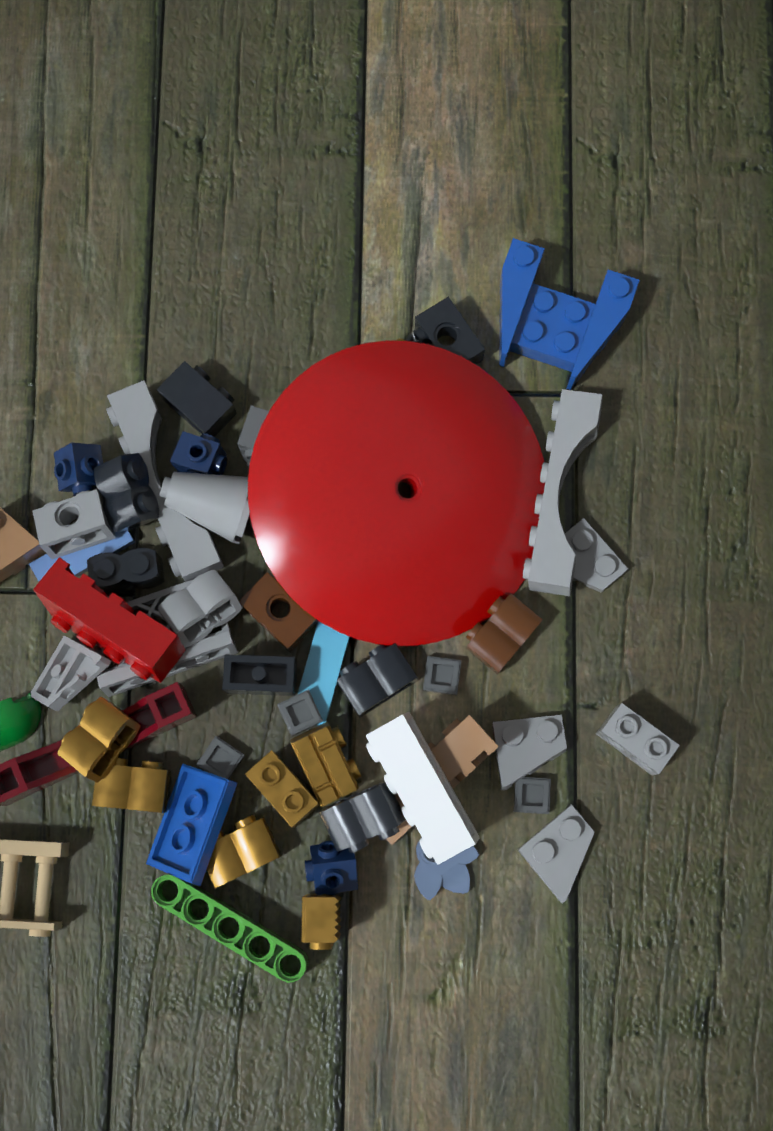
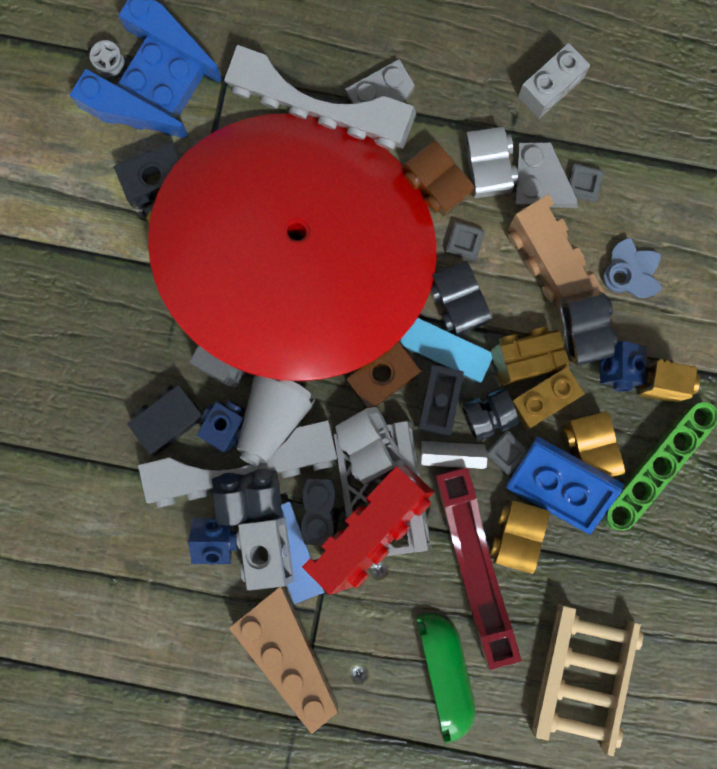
camera: 80 degrees left, 5 degrees up
(67, 673) = (406, 580): light grey wing -> none
(98, 739) = (476, 557): pearl gold brick -> none
(207, 700) = (453, 454): none -> white tile
(256, 731) = (489, 414): none -> black wheel
(300, 713) = (479, 372): dark grey tile -> none
(422, 788) = (574, 267): white brick -> none
(532, 685) = (490, 162): none -> light grey brick
(559, 851) = (636, 169): light grey wing -> none
(565, 263) = (103, 53): none -> light grey wheel

